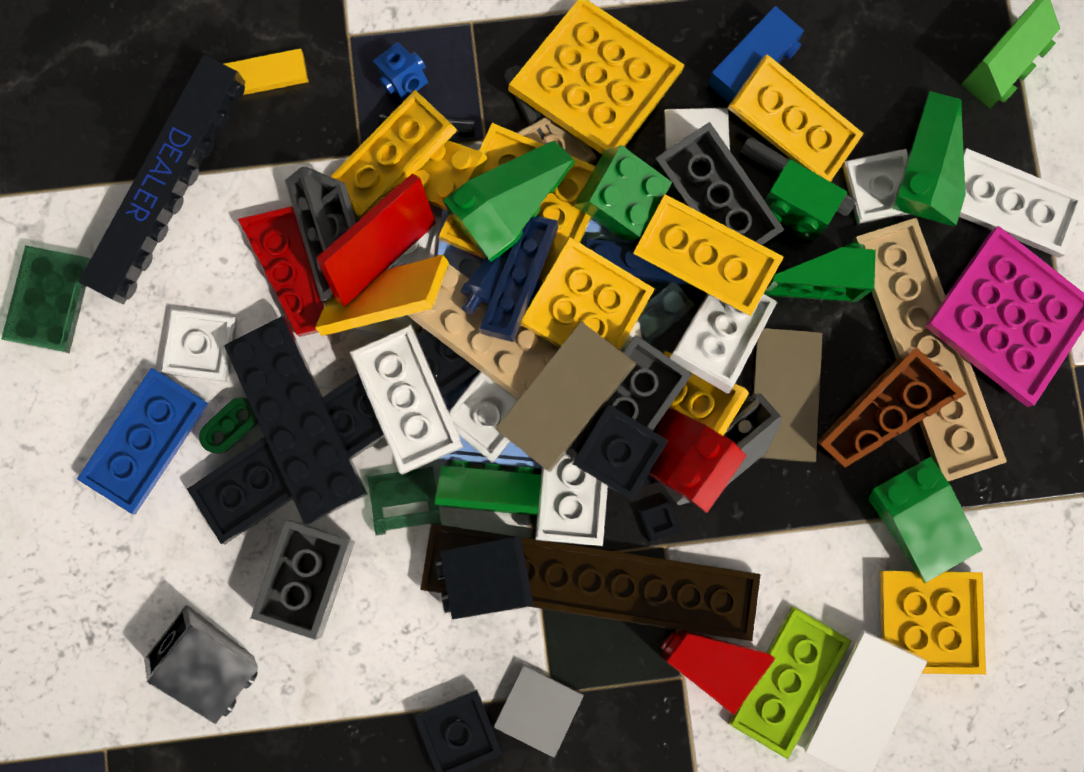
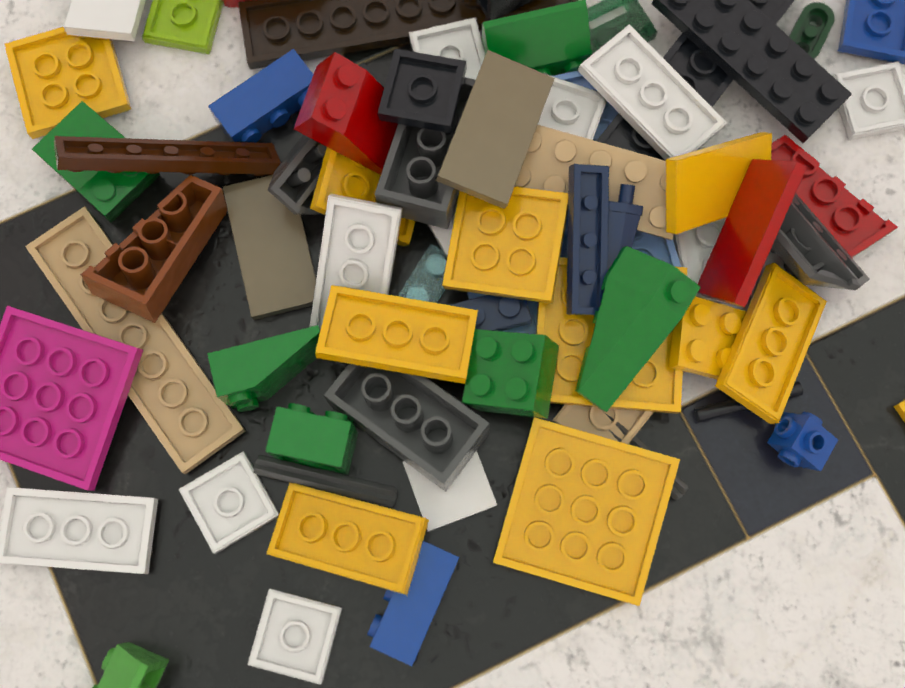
camera: 165 degrees right, 5 degrees down
(753, 530) = (263, 99): none -> blue brick
(856, 67) = (295, 636): none -> white tile
(863, 487) = (160, 155): none -> reddish brown plate
(935, 166) = (174, 537): green wedge -> none

